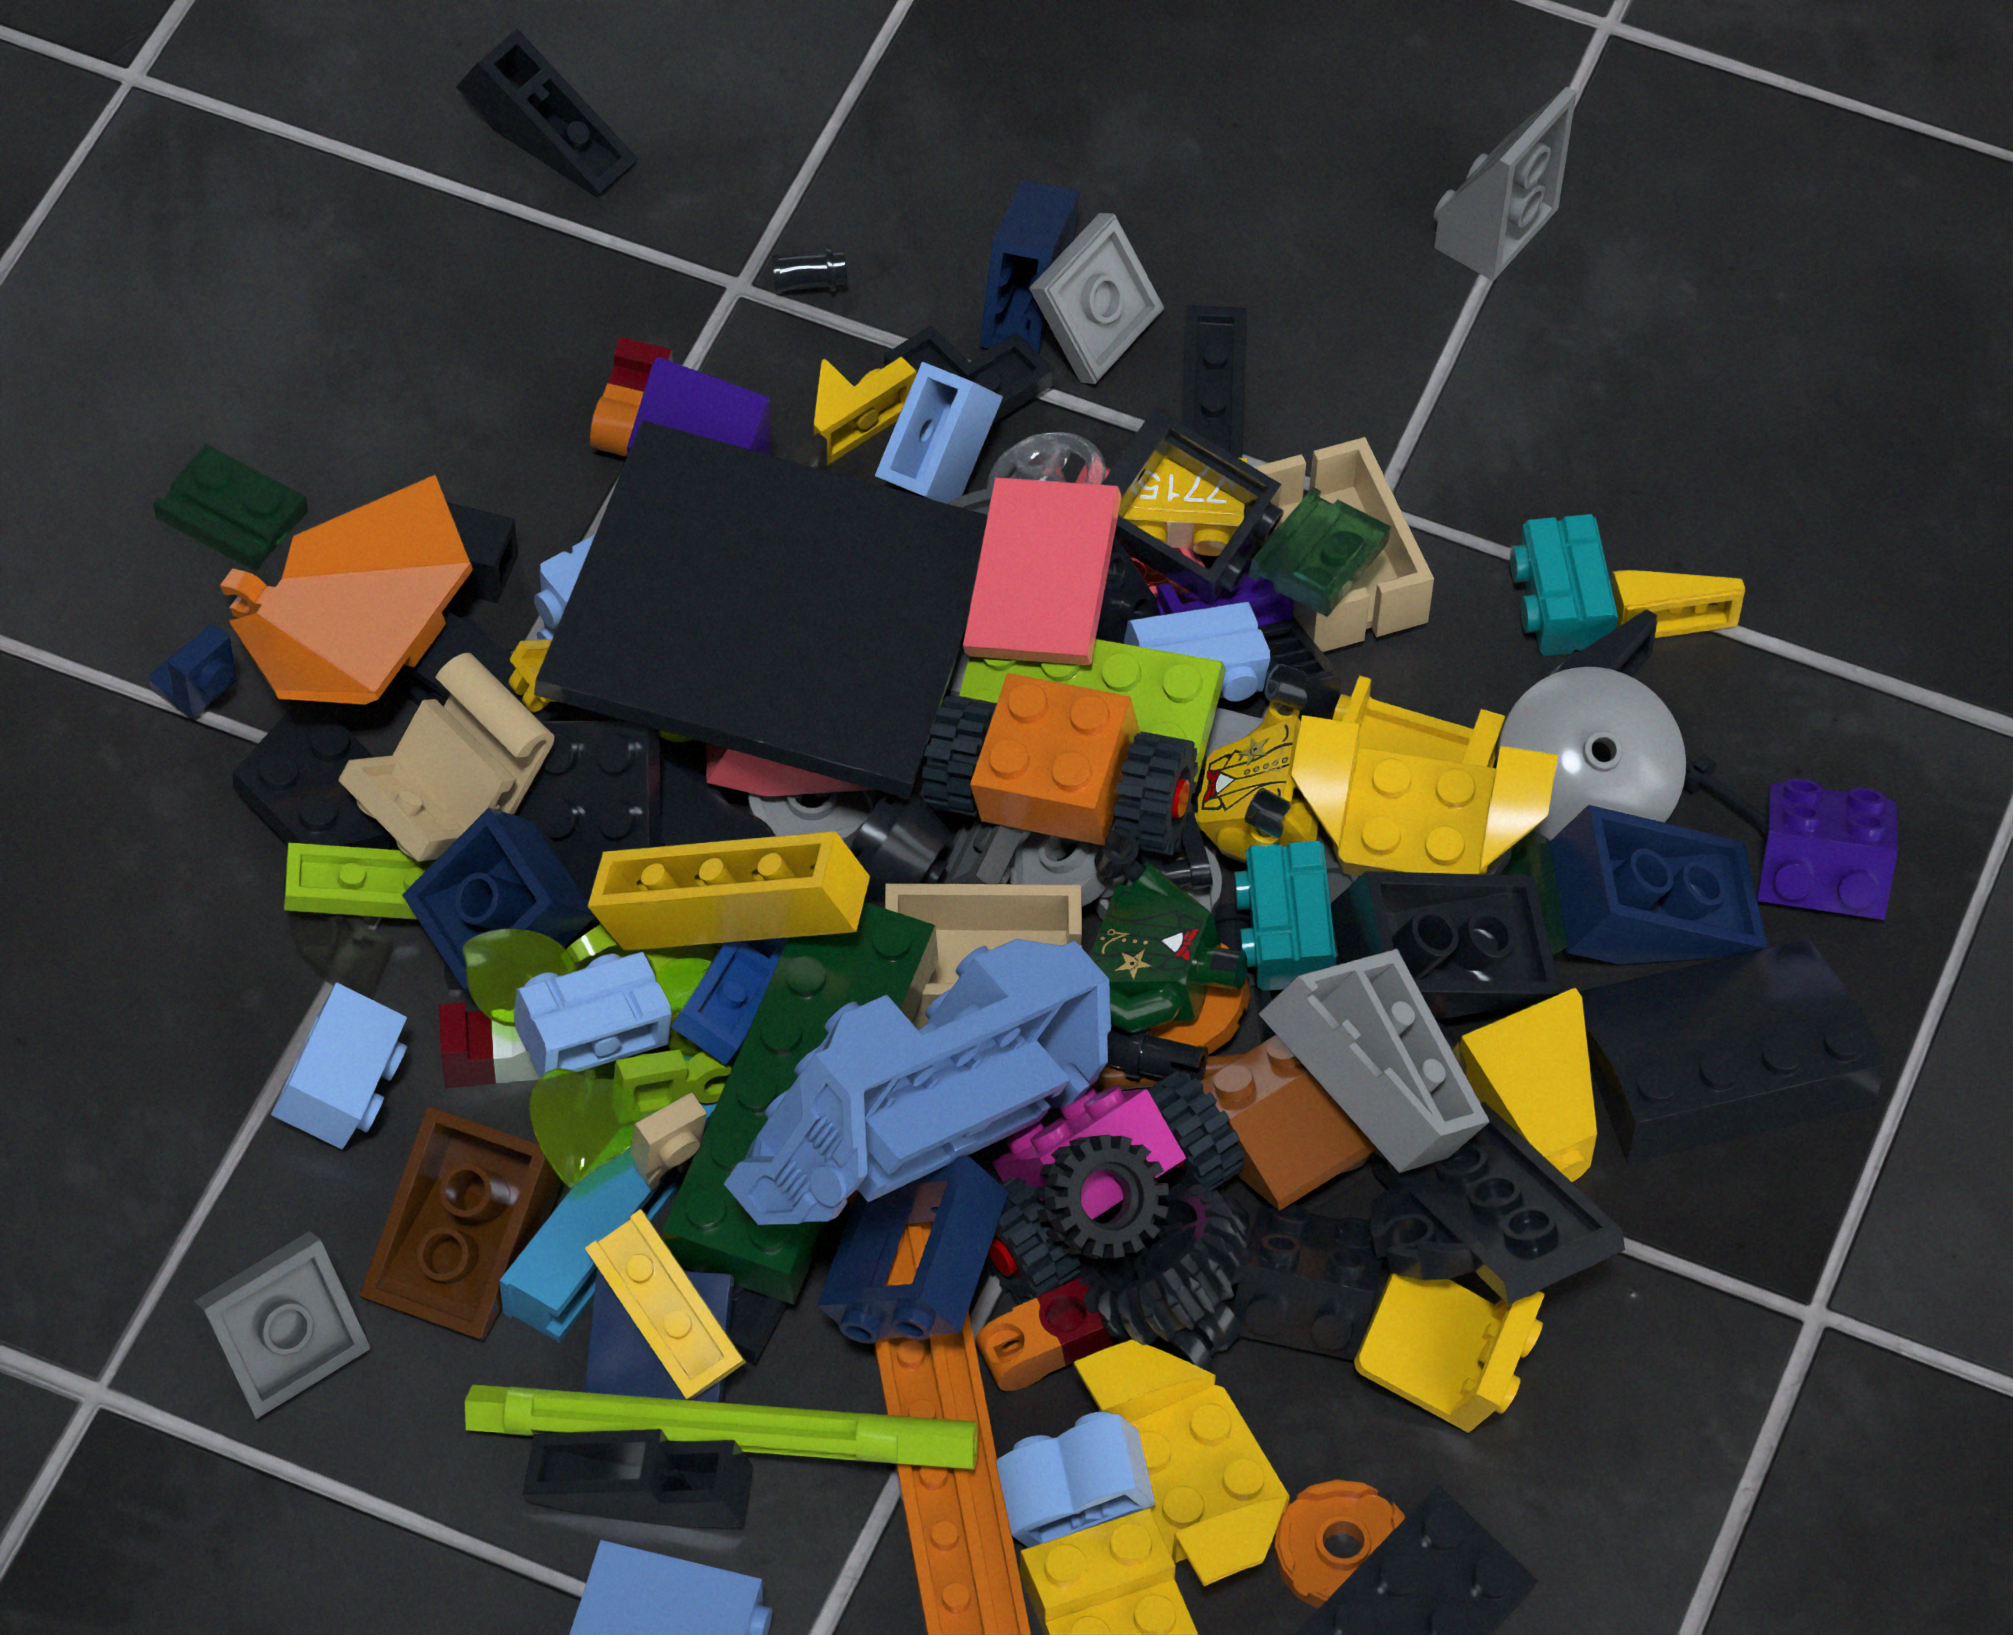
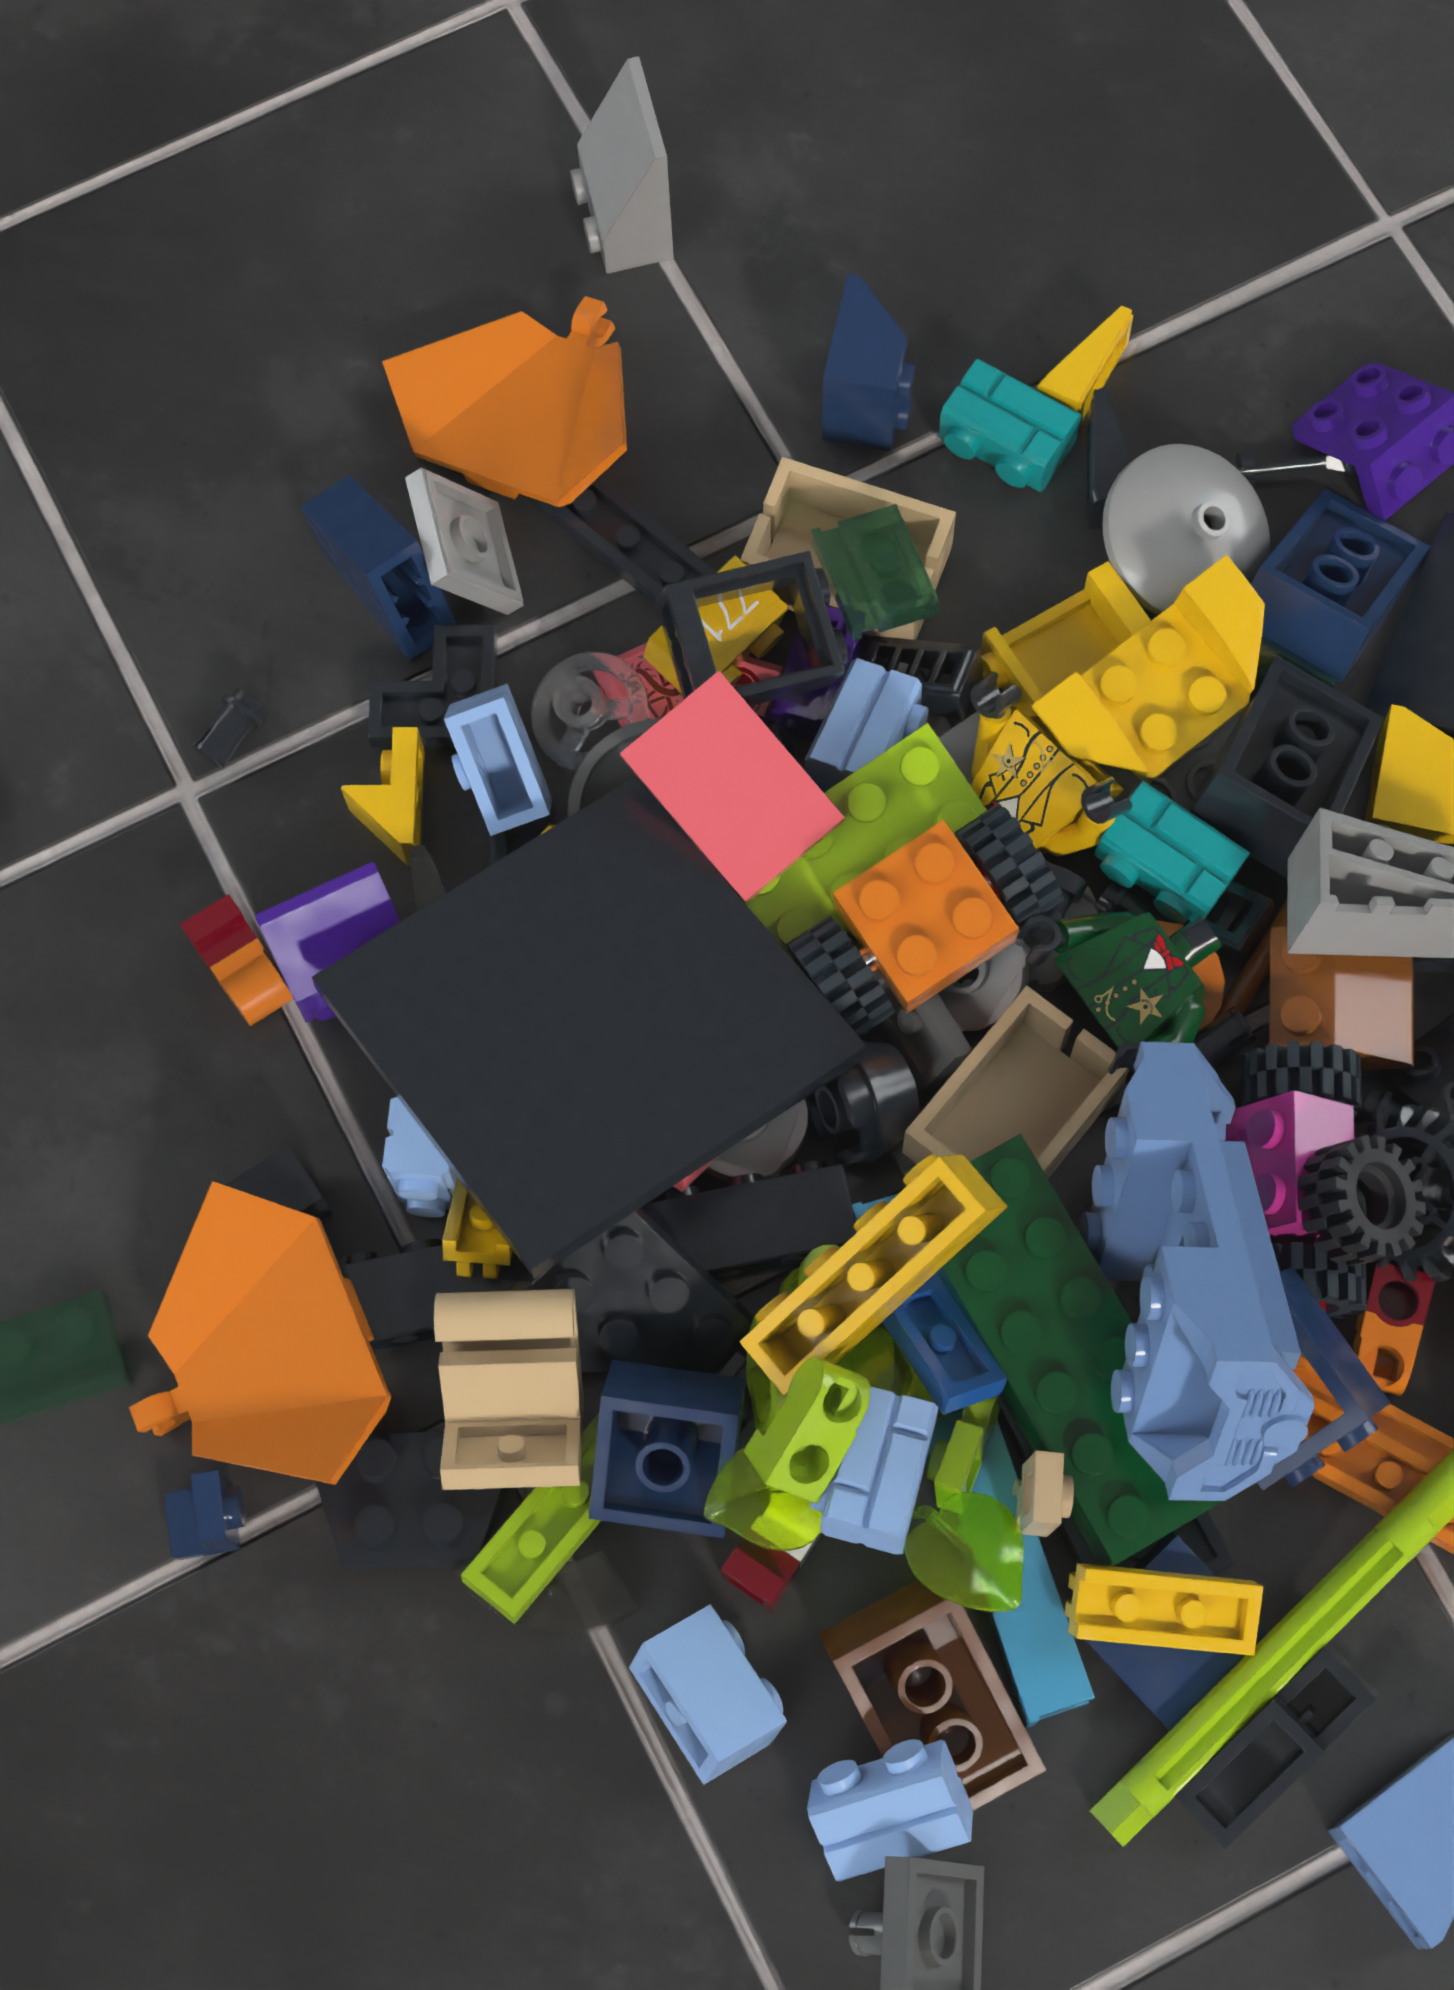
camera: 45 degrees left, 15 degrees up
(364, 1237) = (889, 1807): none -> light blue brick
(574, 935) = (810, 1429): none -> lime leg
(1253, 251) = (517, 404): none -> orange panel
(1498, 447) = (866, 373): none -> dark blue slope

